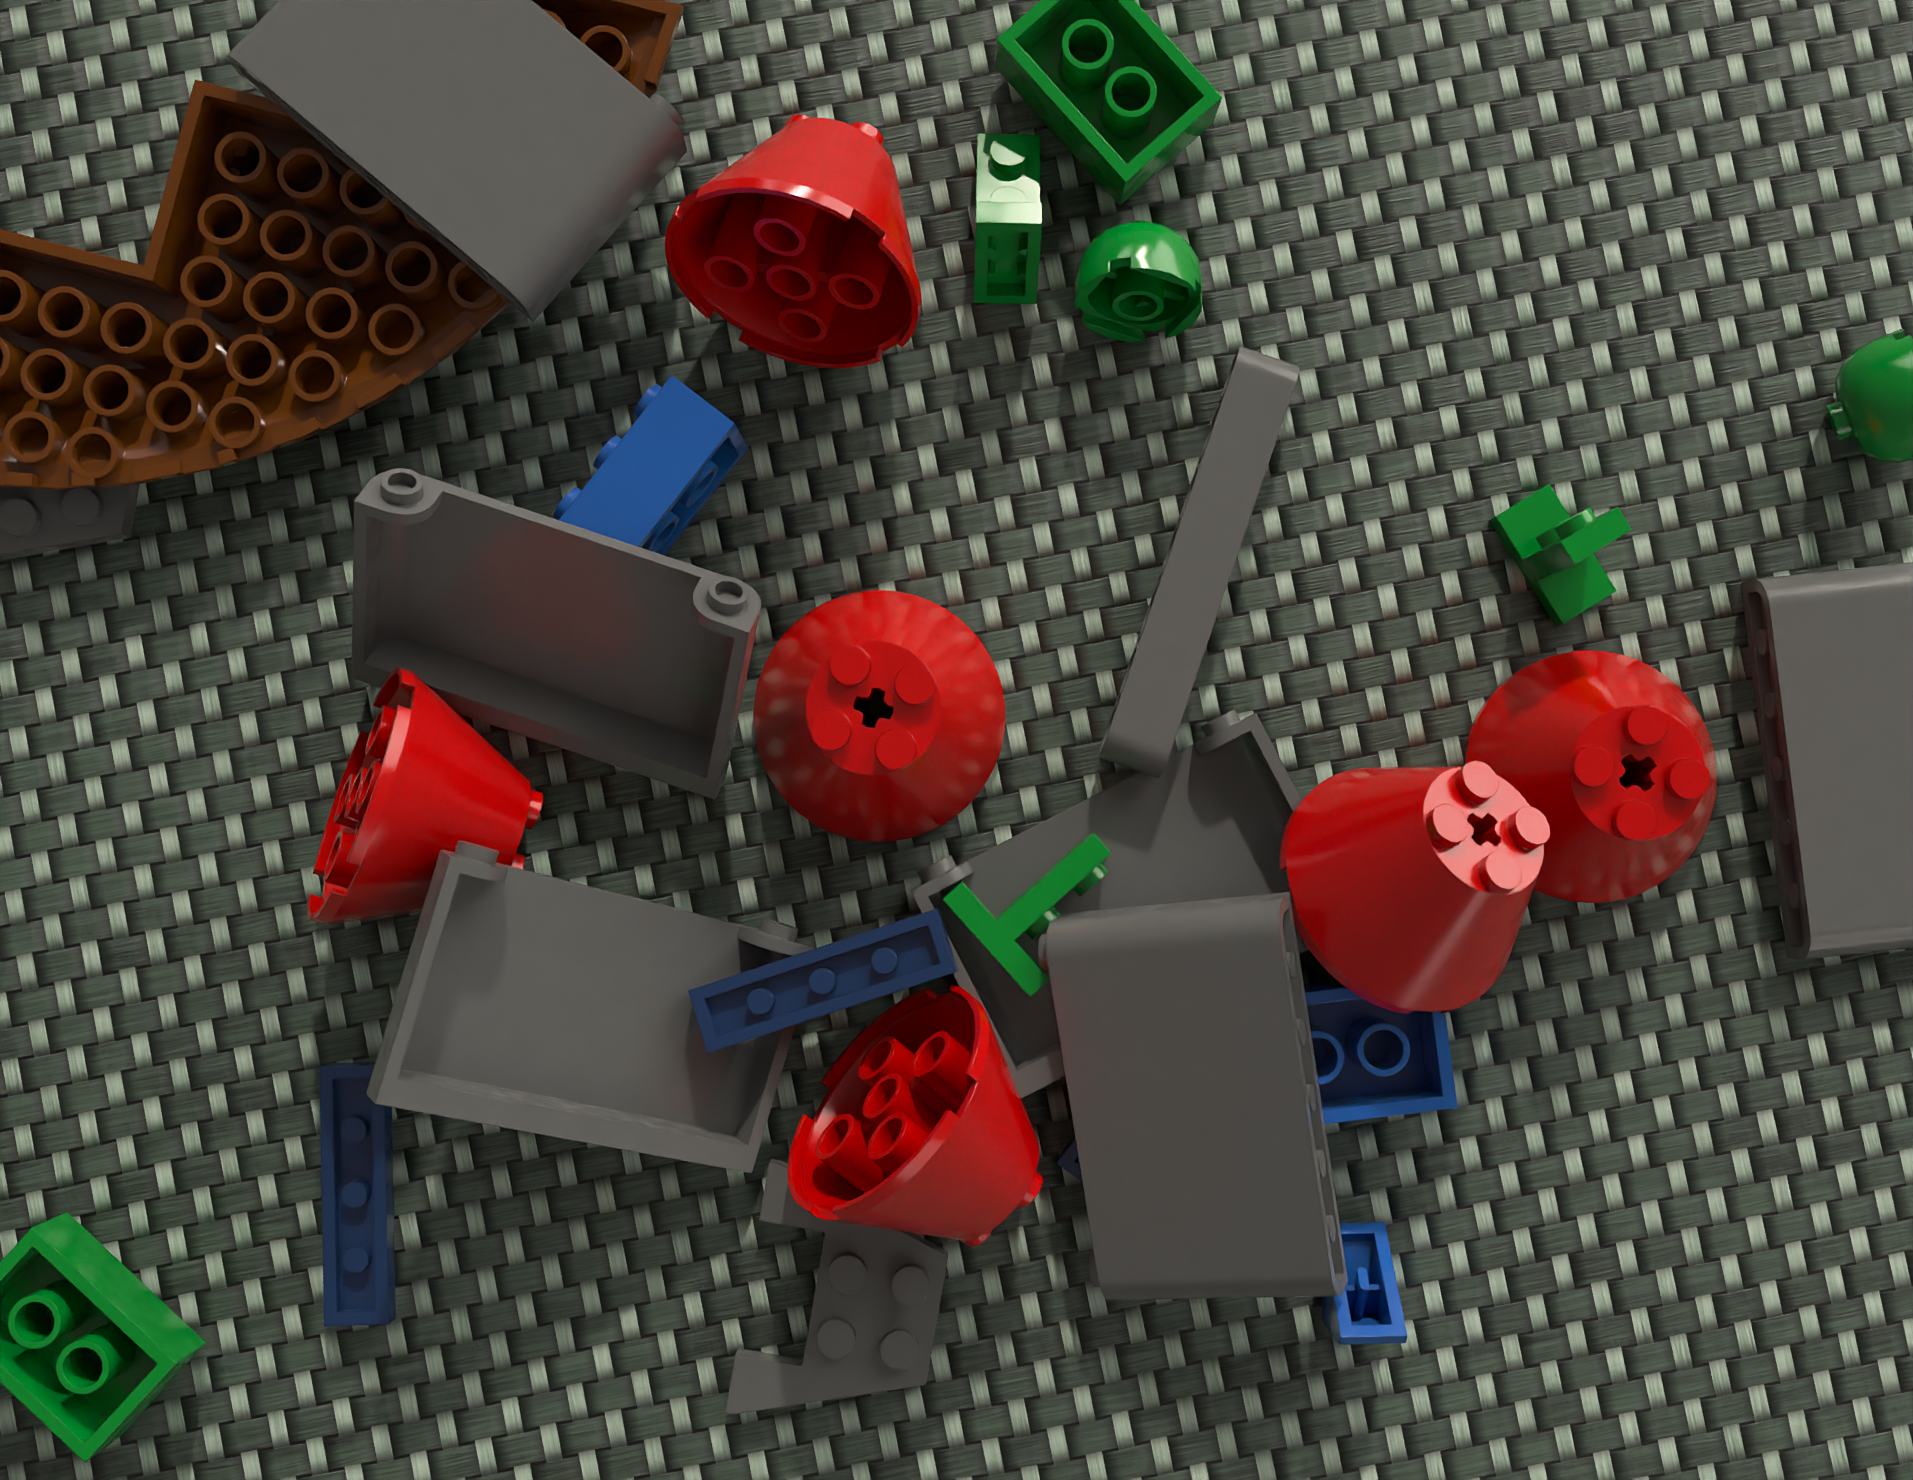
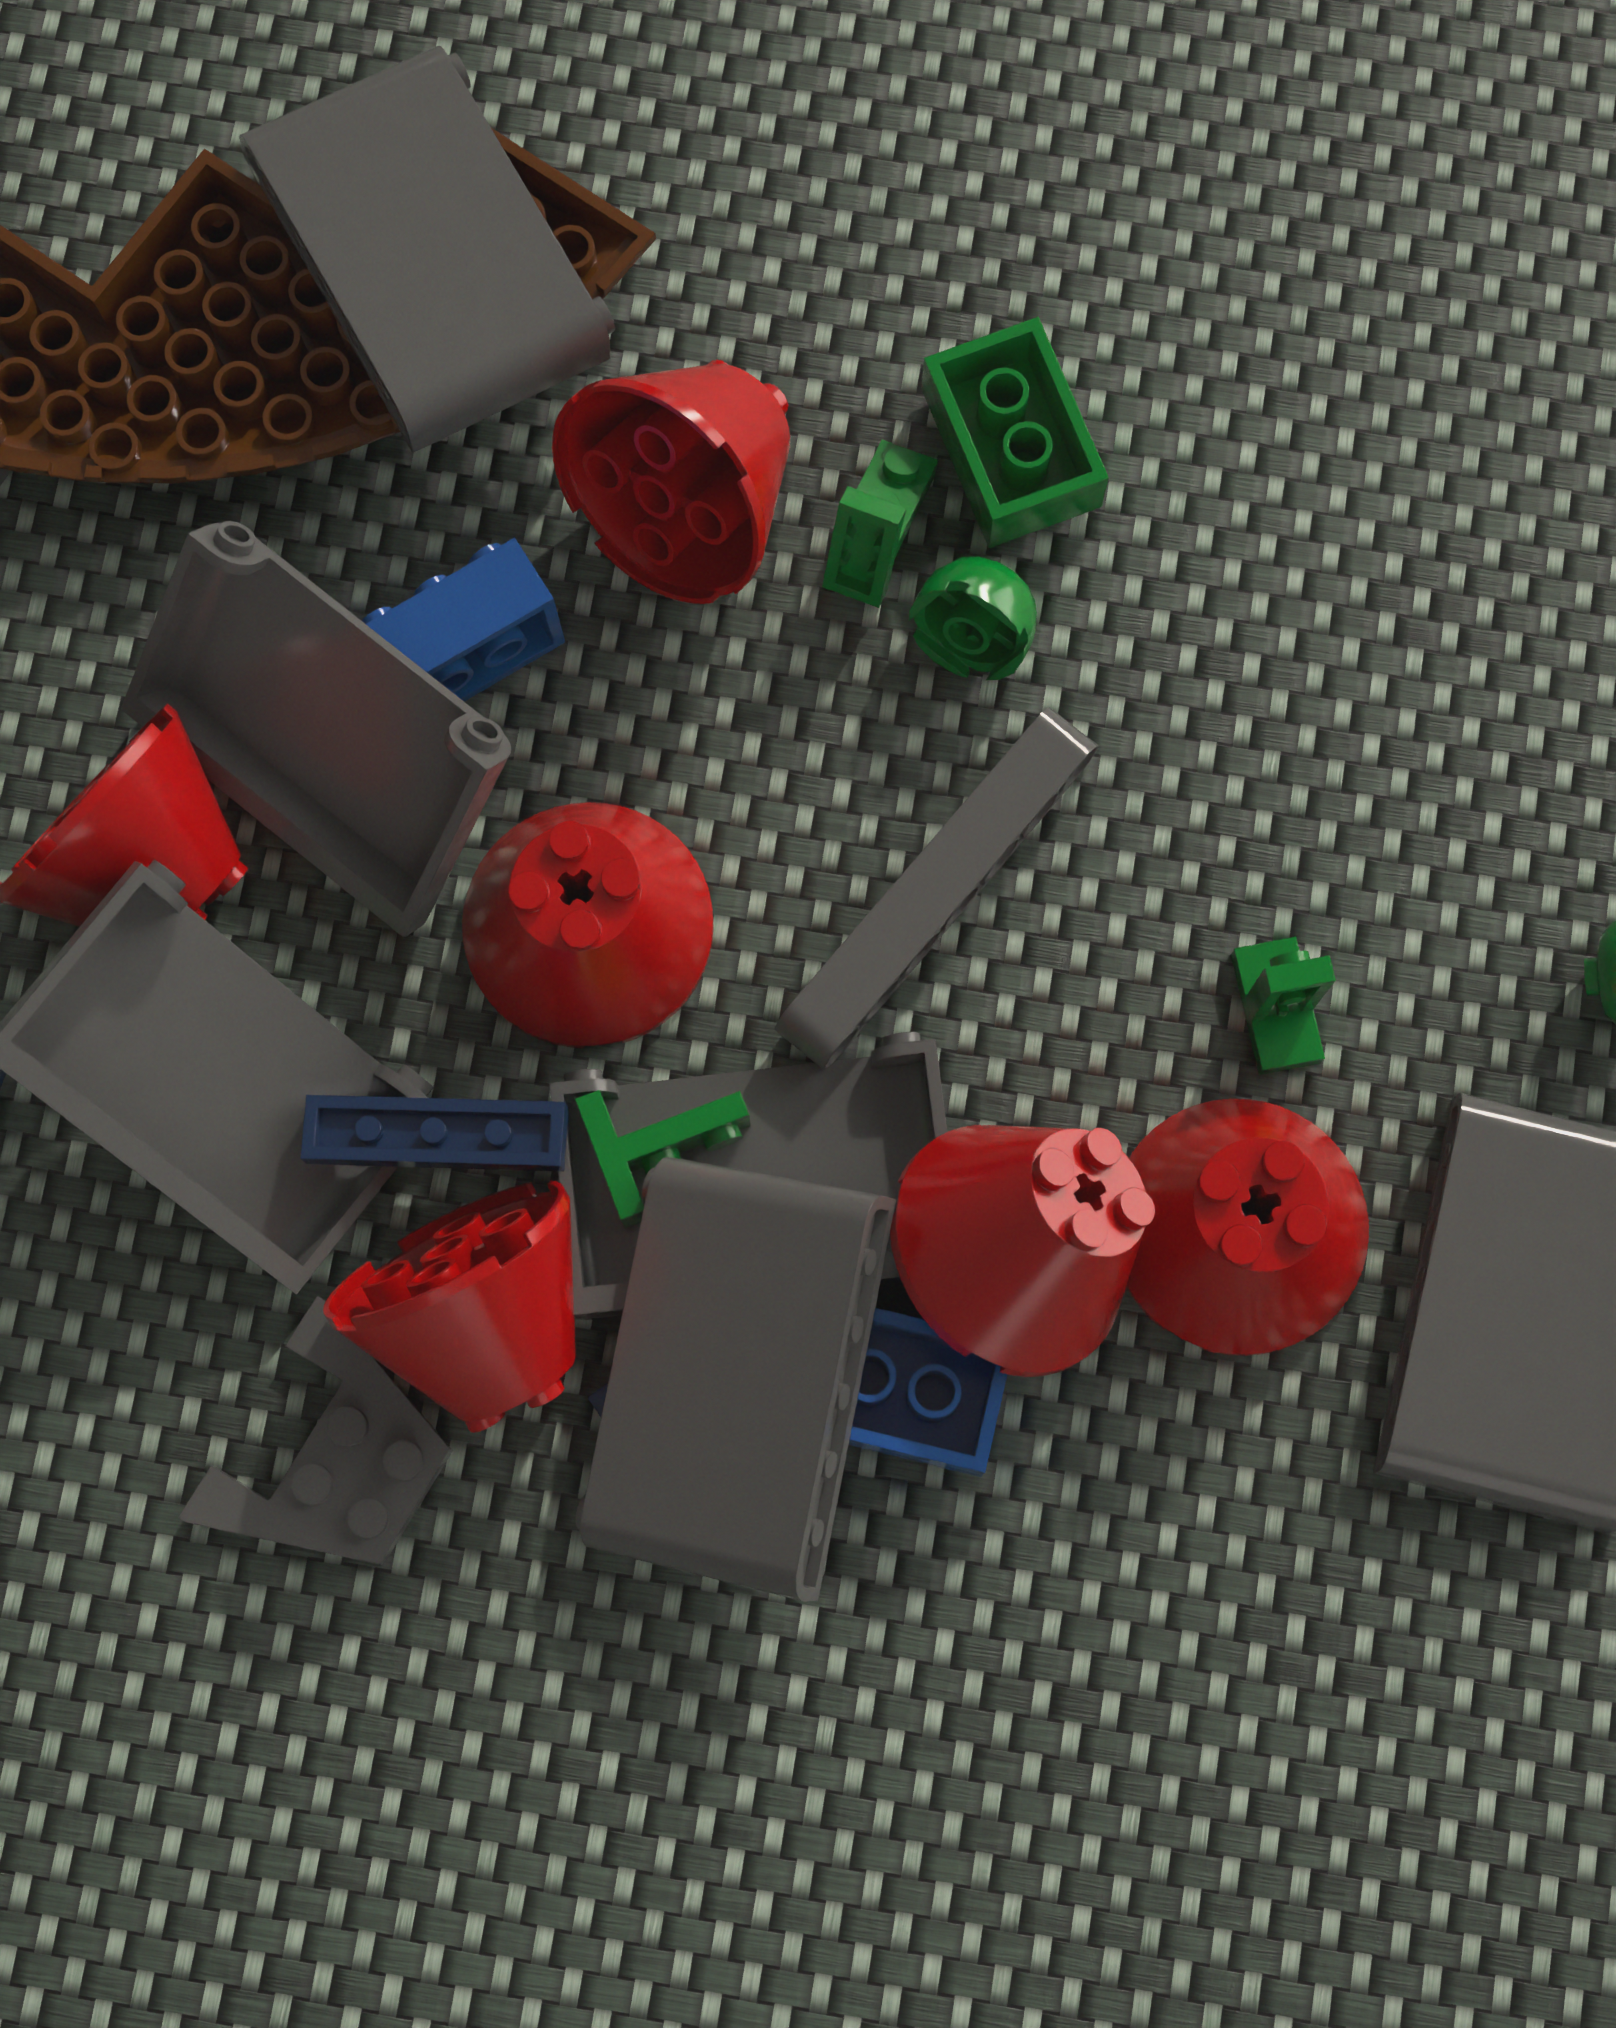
camera: 20 degrees right, 10 degrees down
(1371, 1301) = (836, 1624): blue slope -> none

